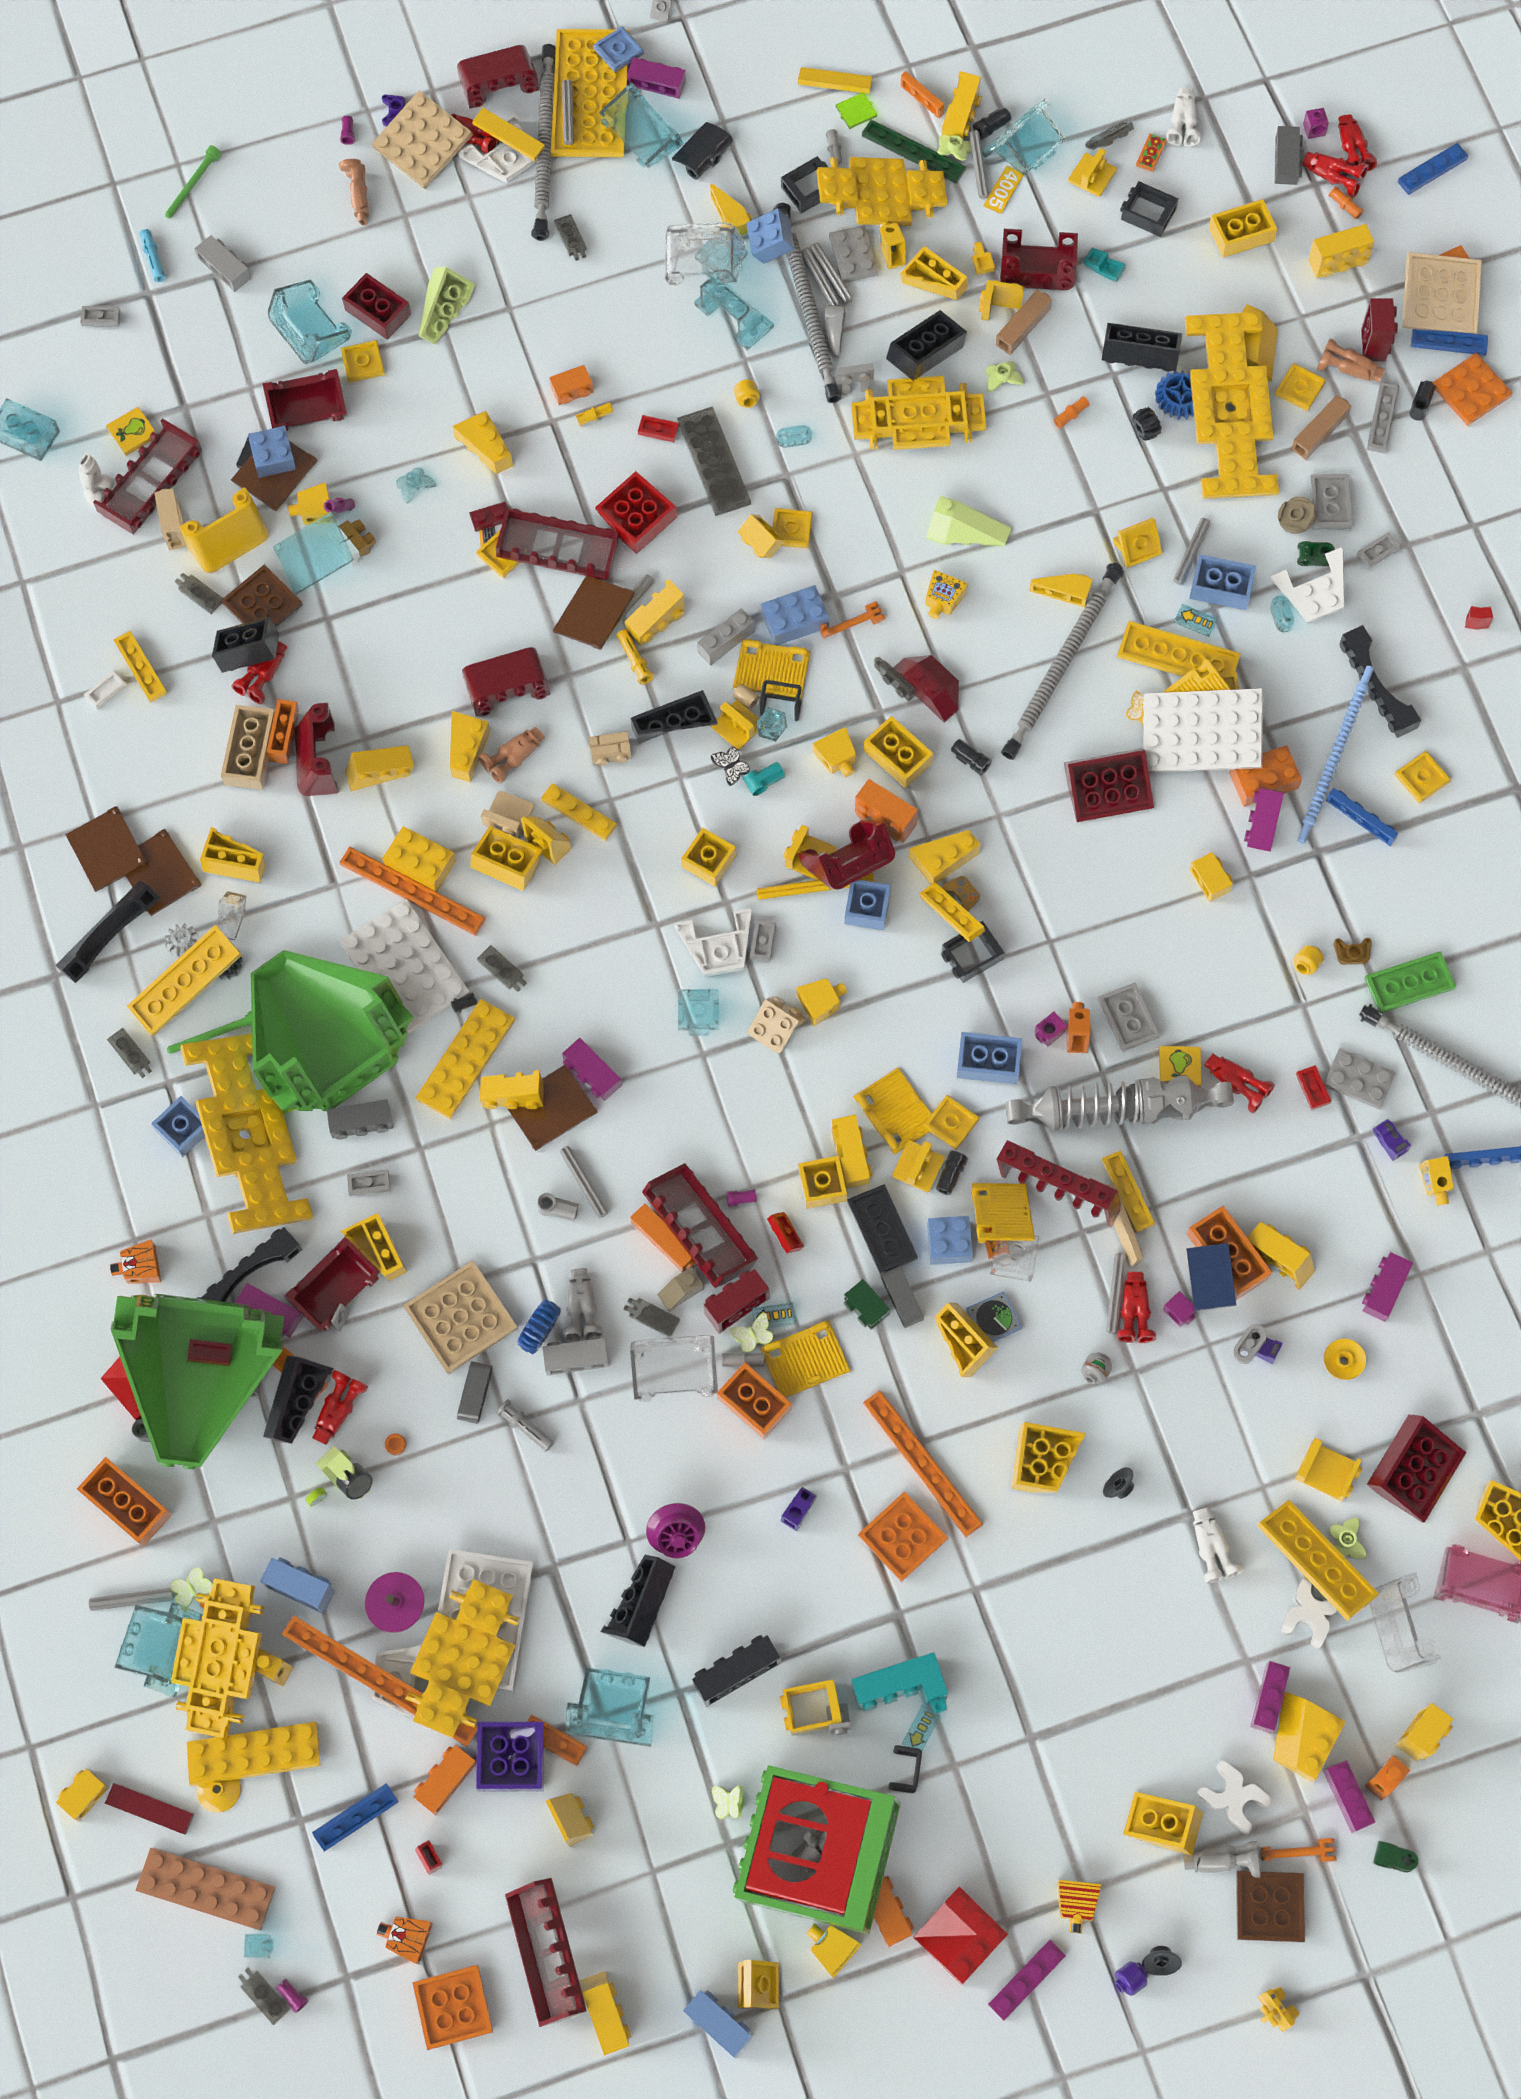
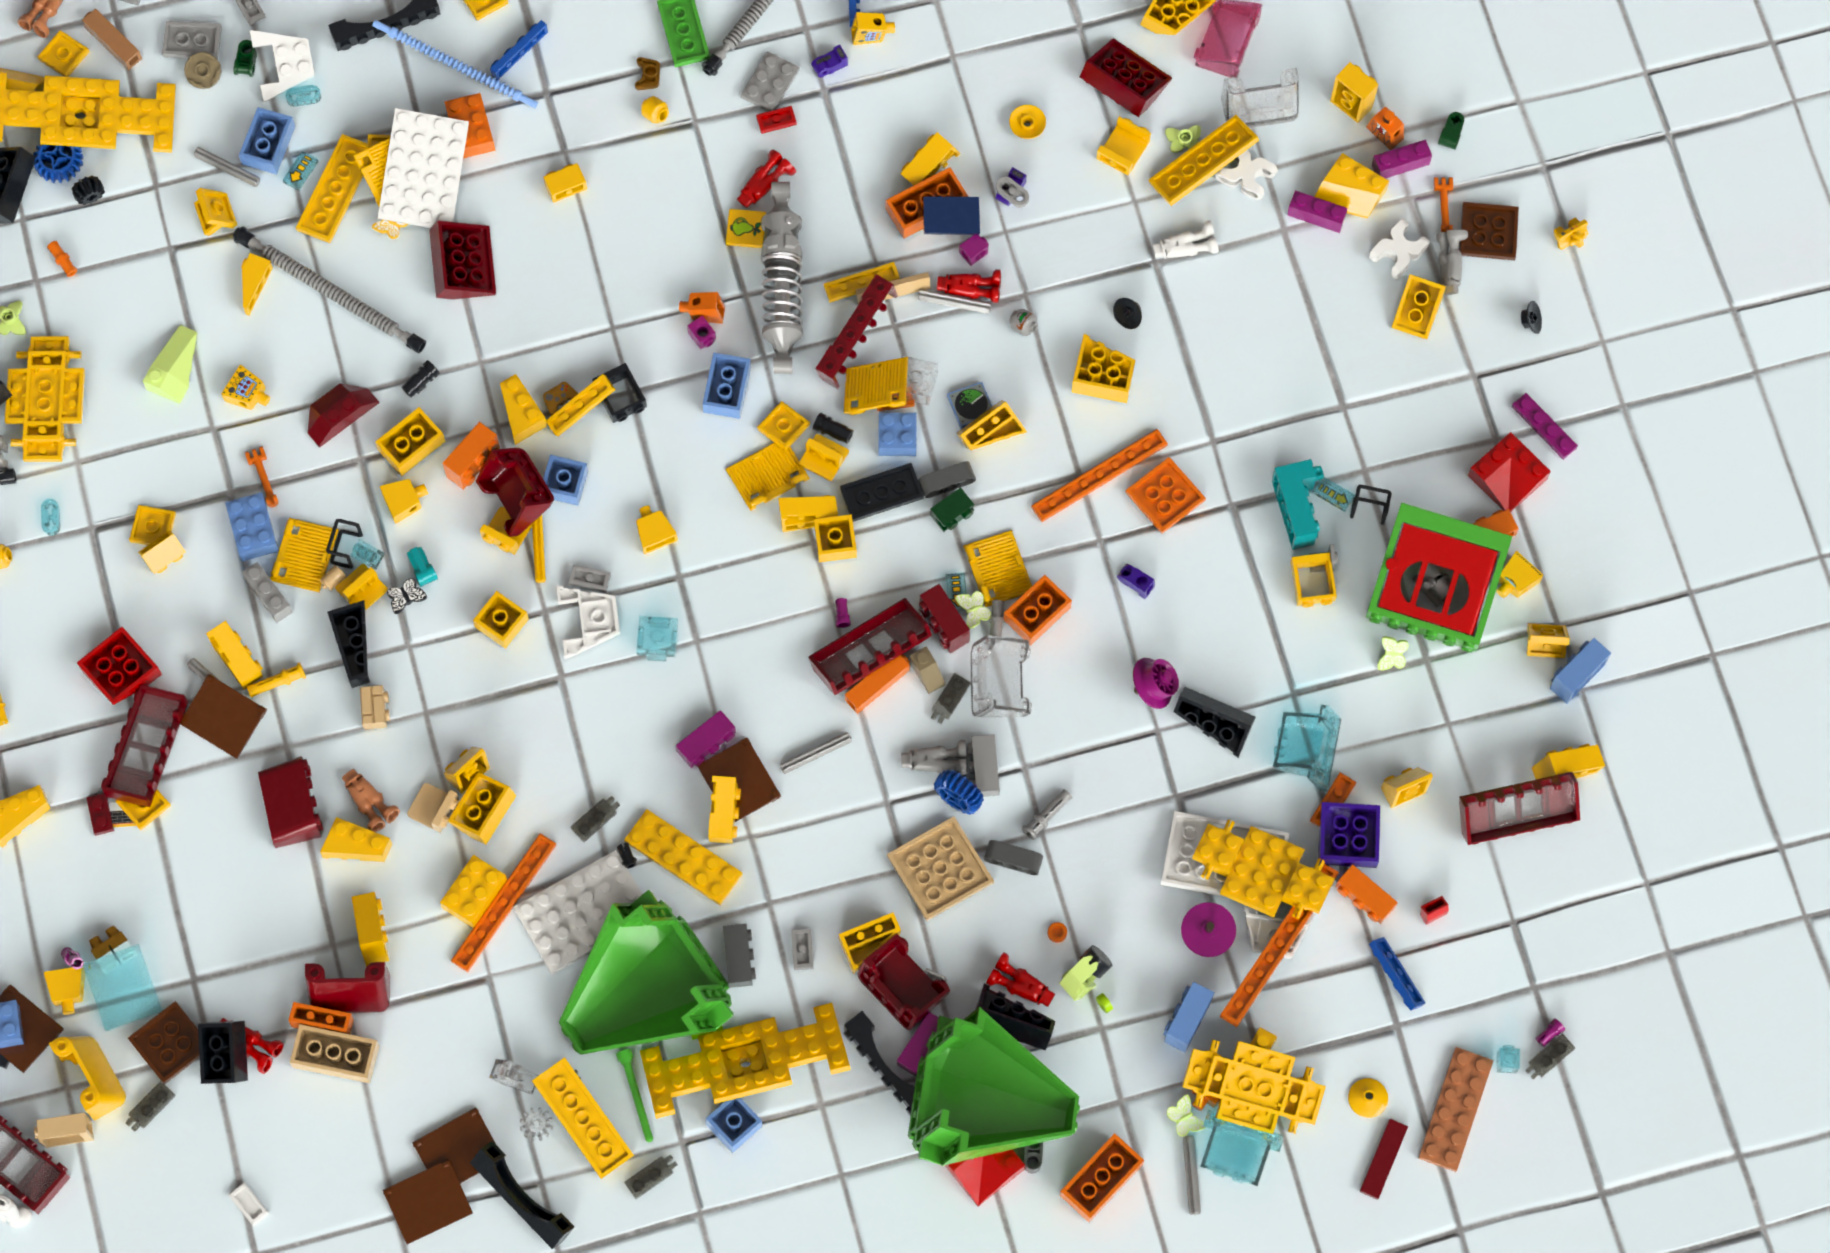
camera: 90 degrees left, 0 degrees up
(81, 1794) = (1370, 1218): yellow brick -> none
(138, 1264) = (868, 1167): orange torso -> none
(140, 666) = (227, 1167): yellow plate -> none
(209, 1352) = (965, 1092): dark red tile -> none
(230, 858) = (454, 1073): yellow wedge -> none
(253, 1754) = (1338, 1063): yellow plate -> none
(406, 1937) = (1502, 931): orange torso -> none
(412, 482) = (51, 889): clear light blue animal -> none
(452, 2007) = (1561, 894): orange plate -> none
(560, 1208) = (840, 775): light grey piece -> none
(578, 812) = (436, 741): yellow plate -> none
(658, 428) = (24, 645): red plate -> none
(714, 461) = (68, 593): clear smoke plate -> none
(736, 1670) = (1280, 638): black brick -> none
(775, 1023) = (674, 571): tan bracket -> none
(785, 1232) = (879, 575): red plate -> none
(891, 676) = (330, 441): clear smoke hinge -> none
(1077, 1902) = (1483, 379): torso -> none
(1128, 1017) = (695, 266): light grey plate -> none
(1131, 1978) = (1545, 342): dark purple head -> none
(1264, 818) = (516, 128): magenta brick -> none
(1386, 1286) = (964, 80): magenta brick -> none

